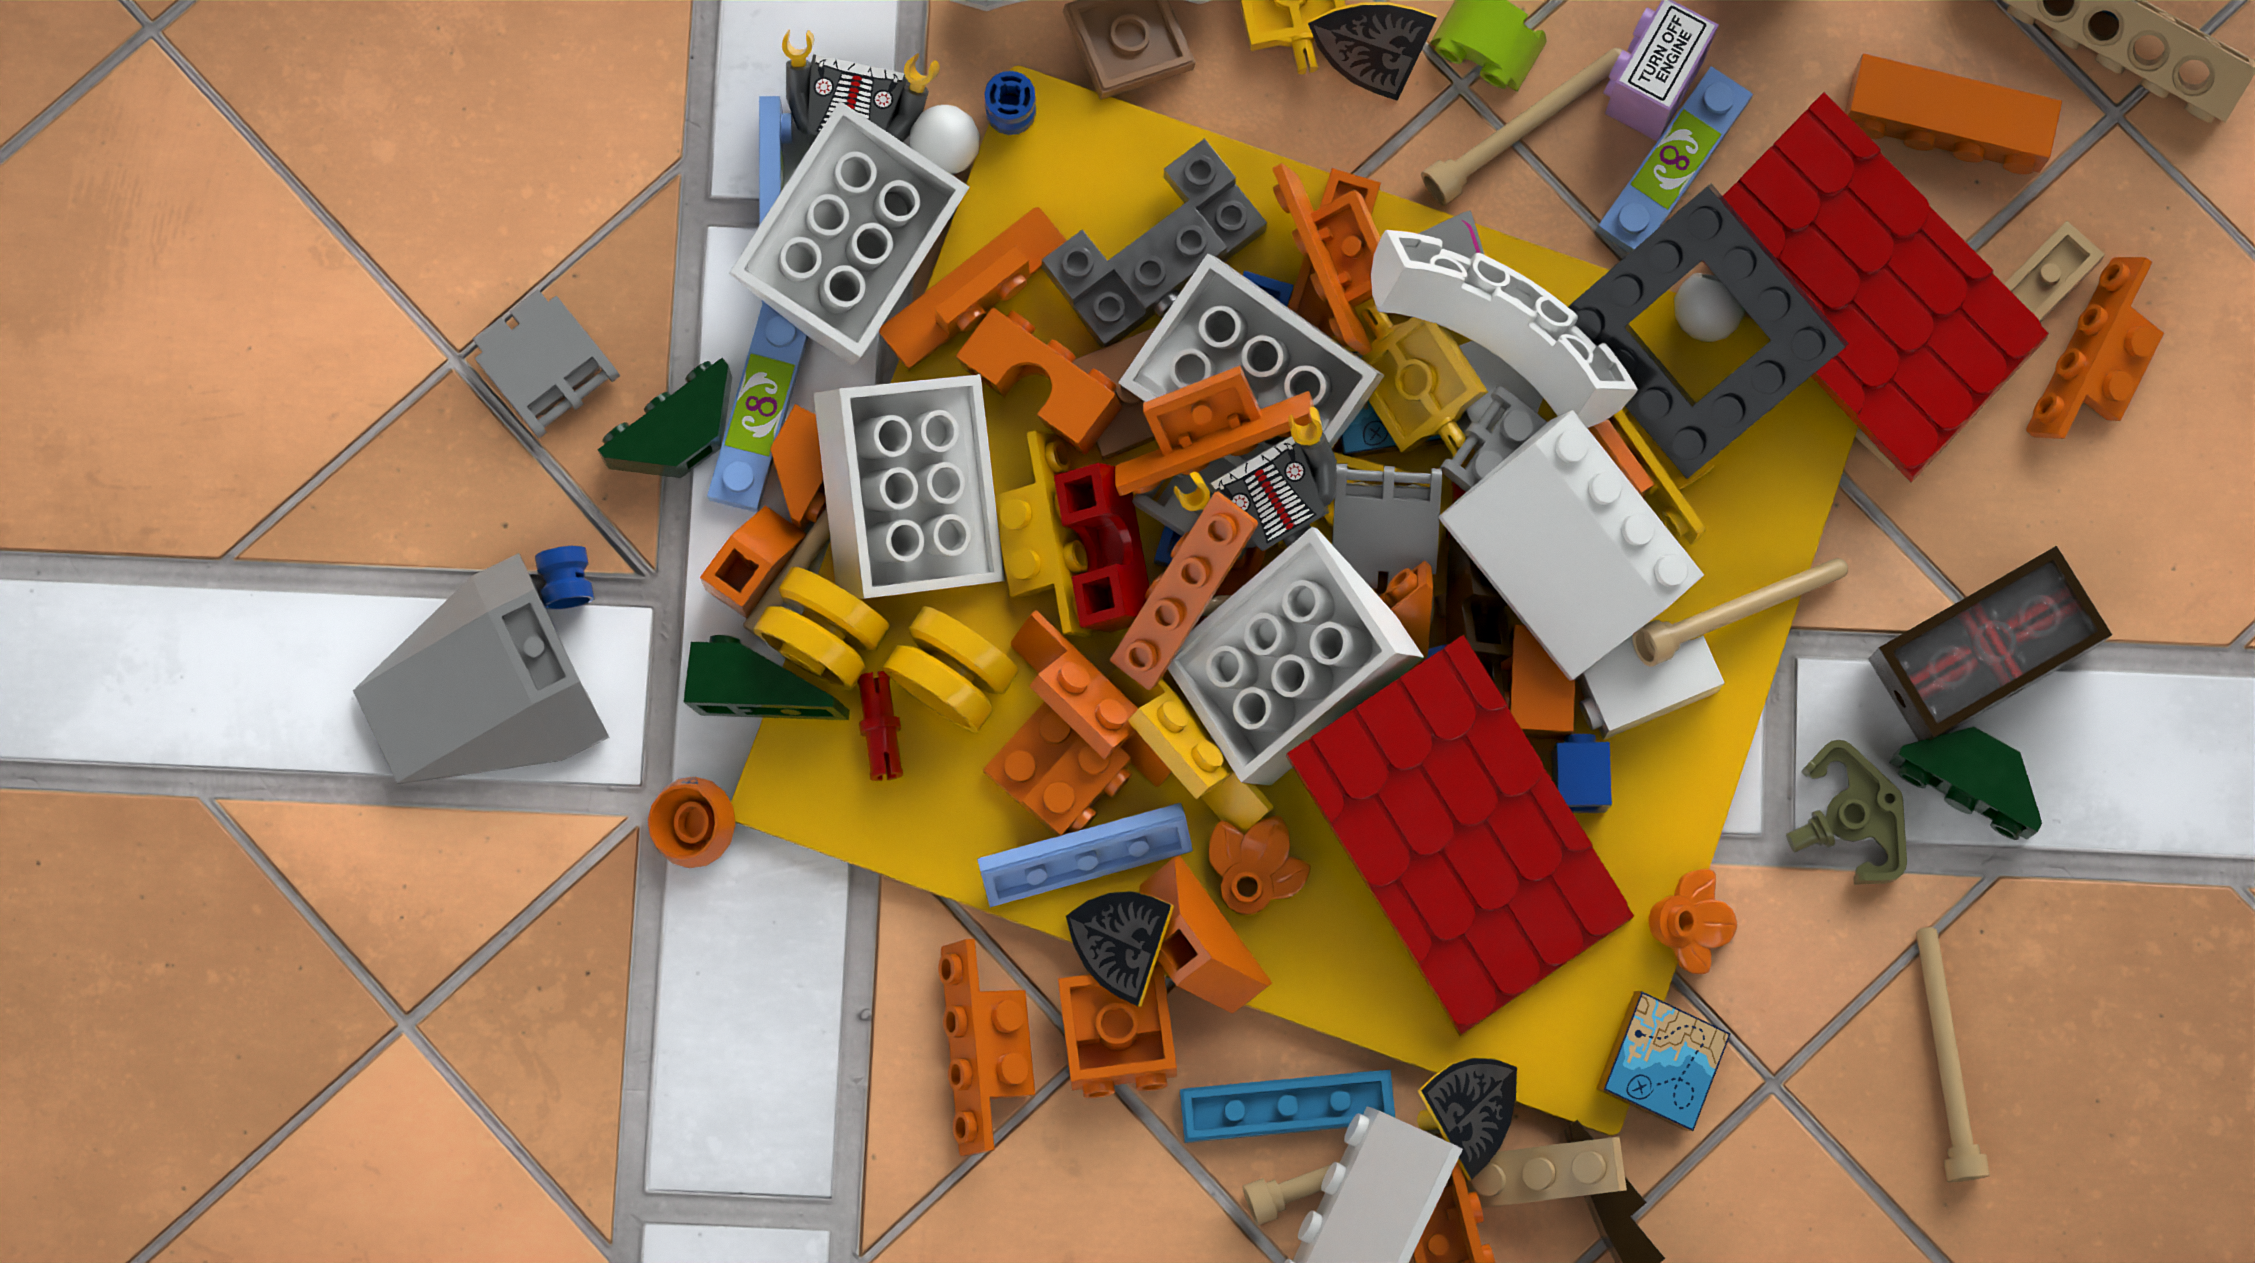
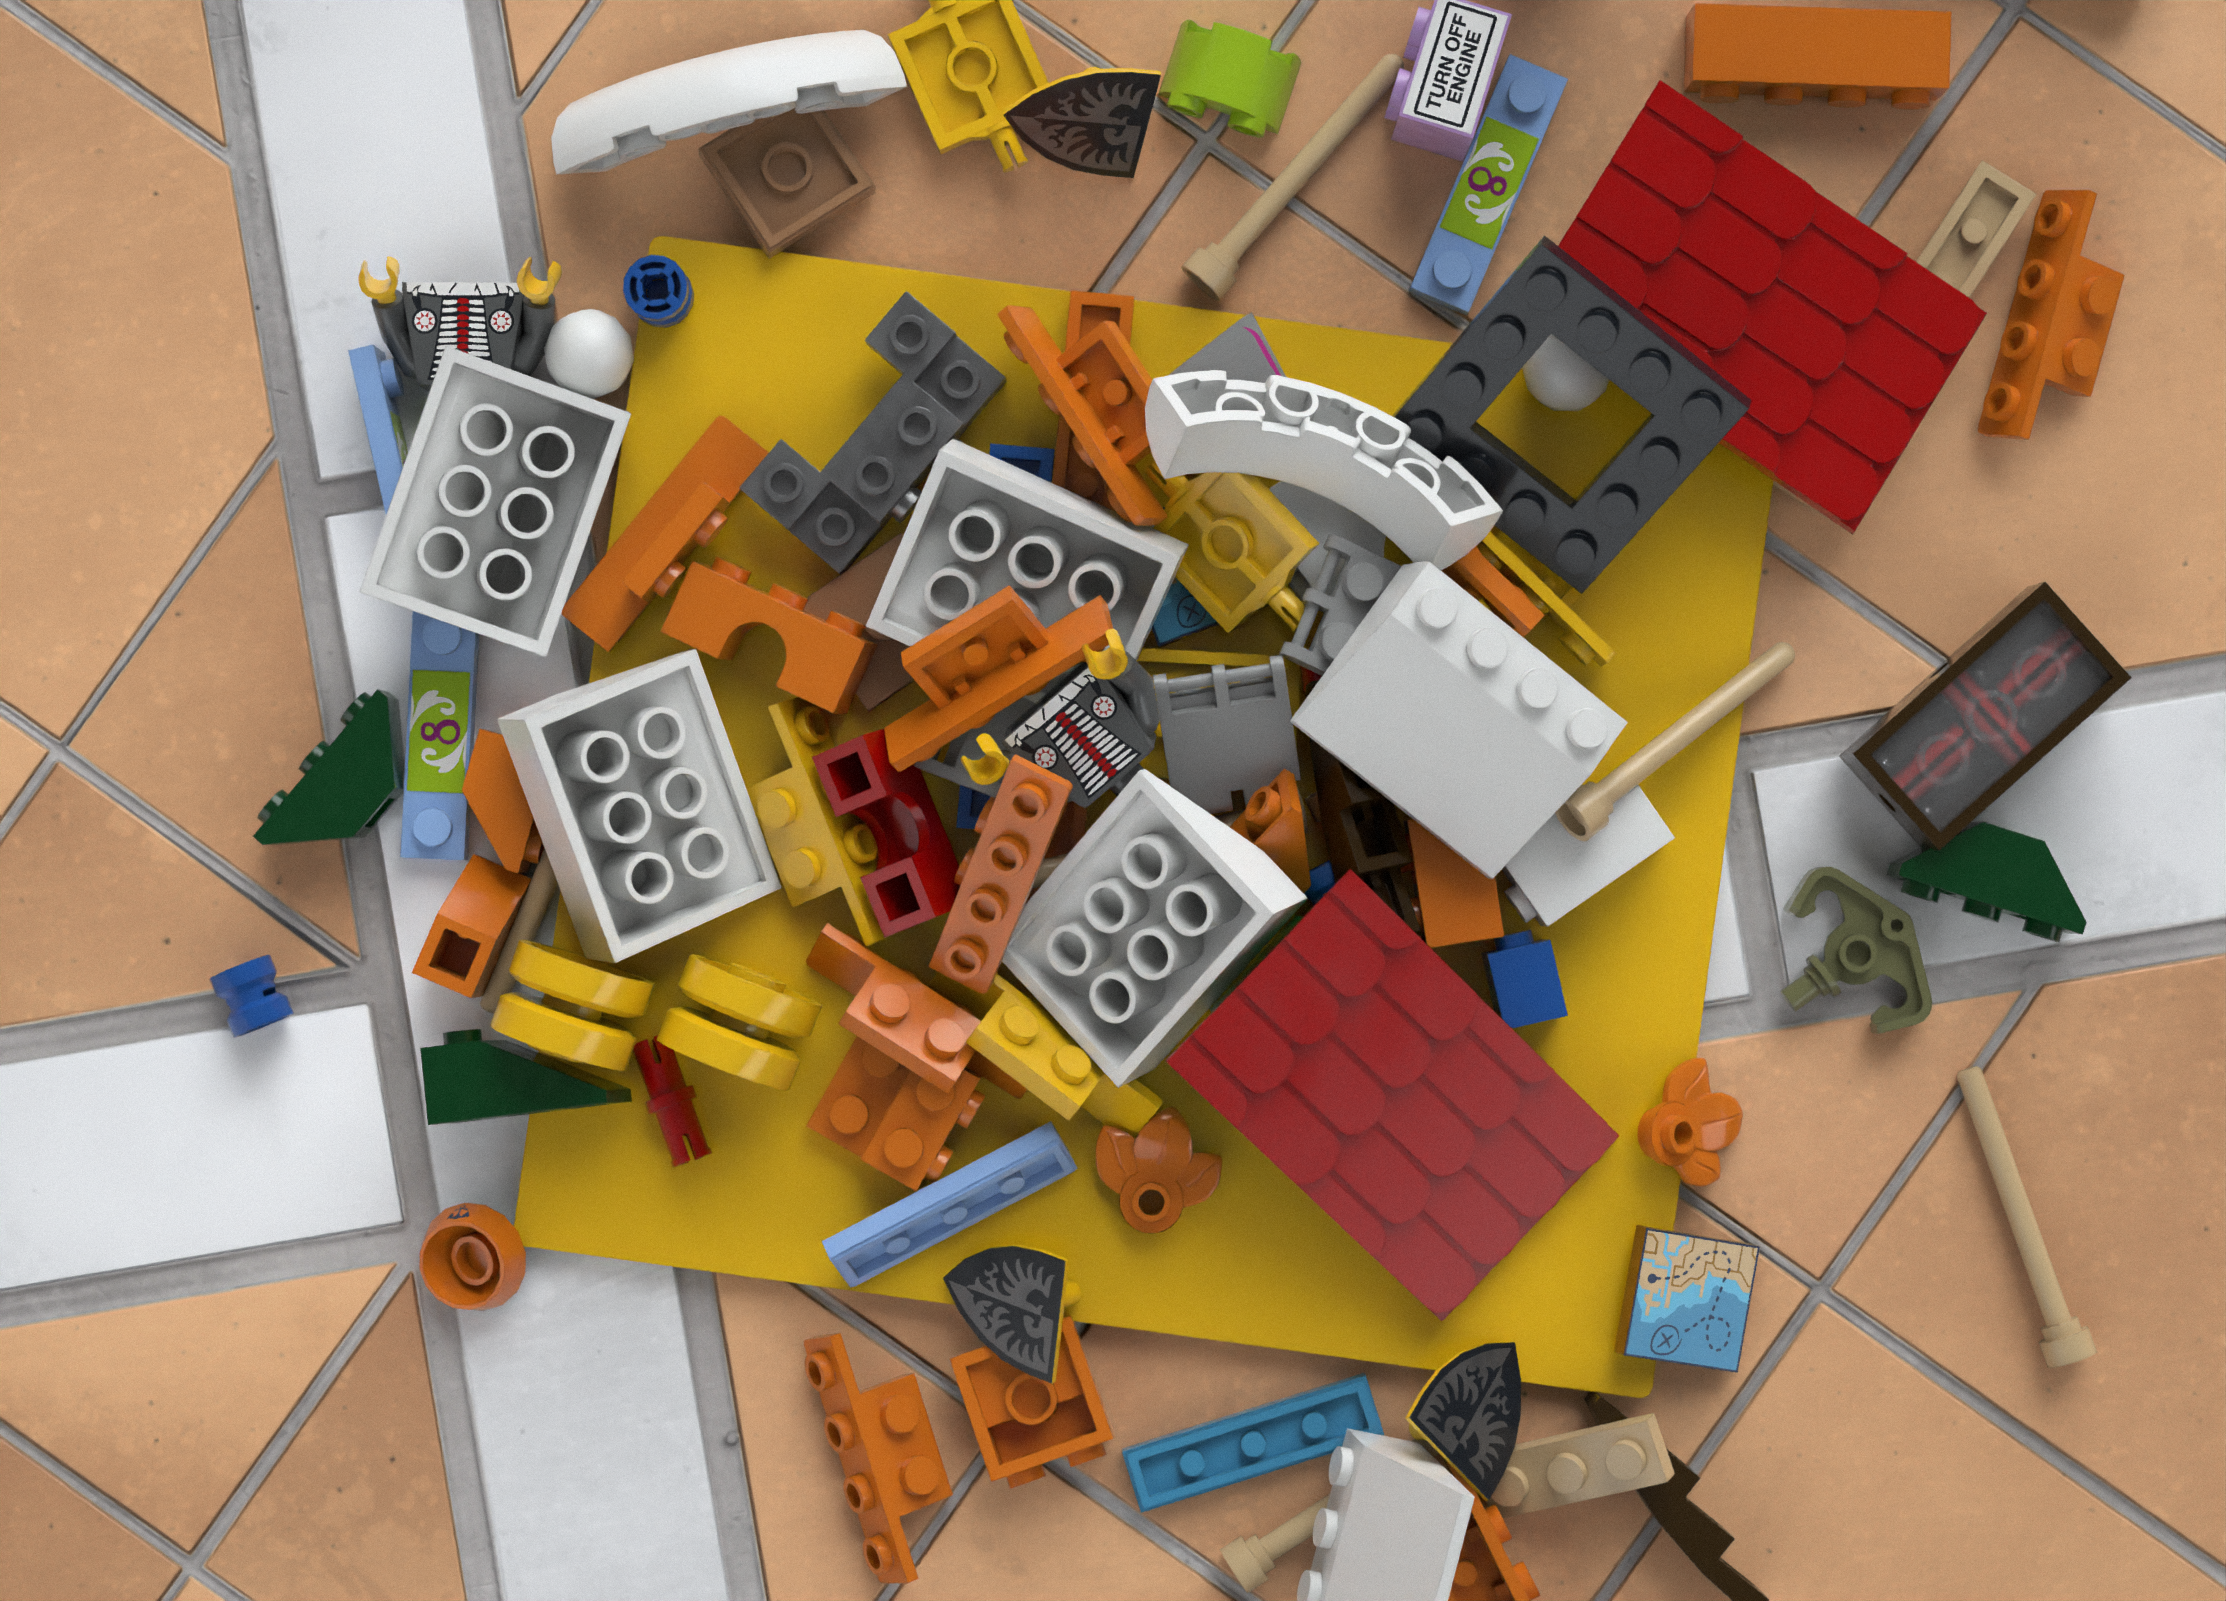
camera: 10 degrees left, 10 degrees up
(480, 686) = (180, 1148): light grey wedge -> none
(542, 360) = (161, 733): light grey plate -> none
(1200, 944) = (1111, 1287): orange slope -> none

